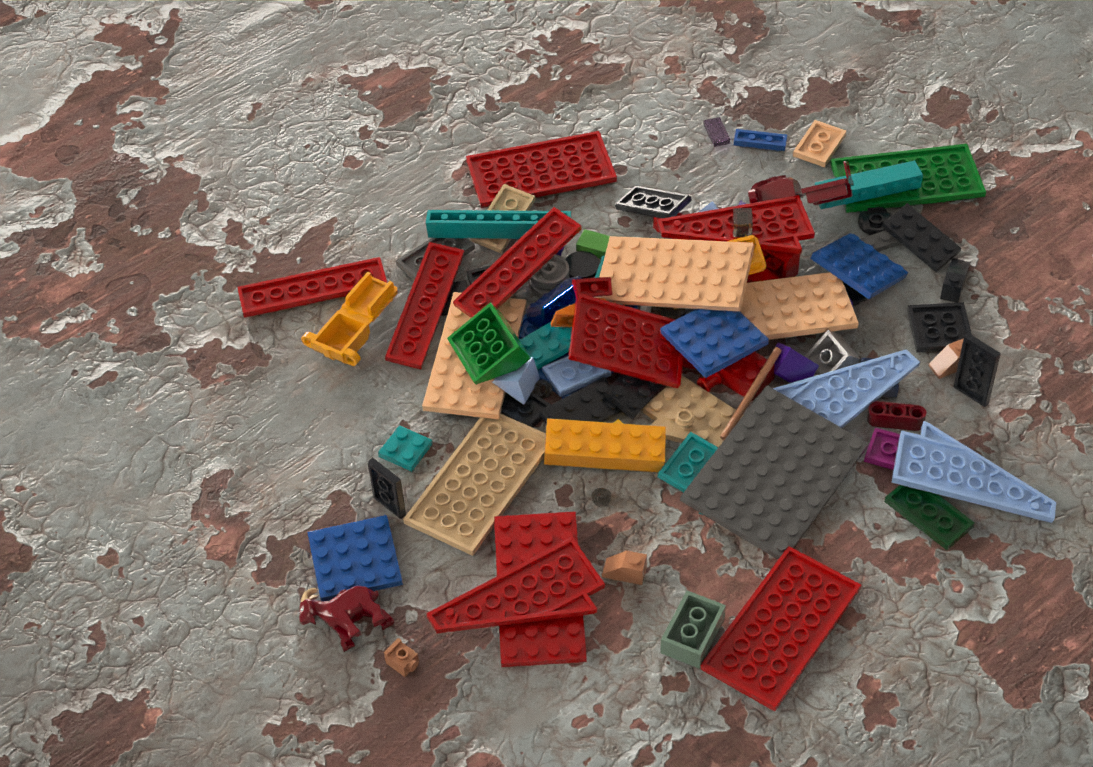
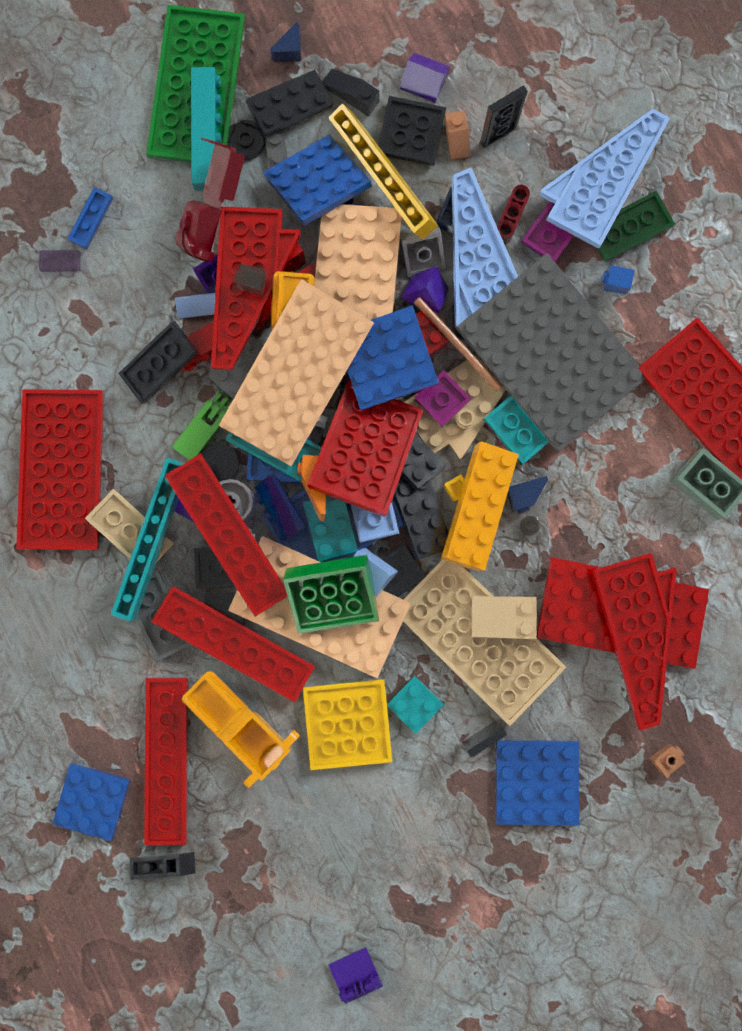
camera: 75 degrees left, 35 degrees up
(145, 457) = (355, 975): none -> dark purple hinge
(222, 304) = (162, 866): none -> black slope
(266, 250) = (91, 802): none -> blue plate
(344, 611) = (602, 805): dark red animal -> none
(374, 401) = (347, 724): none -> yellow plate
(507, 489) = (504, 617): none -> tan slope
(593, 286) = (288, 464): red slope -> none
(626, 567) = (620, 526): nougat slope -> none
(630, 484) = (525, 494): none -> dark blue slope
(697, 398) = (443, 400): none -> magenta tile
(819, 143) = (116, 157): light nougat plate -> none
(870, 512) = (617, 279): none -> blue brick
(885, 303) = (383, 172): none -> yellow brick
(974, 227) = (288, 46): none -> dark blue slope
(997, 325) = (424, 77): none -> slope

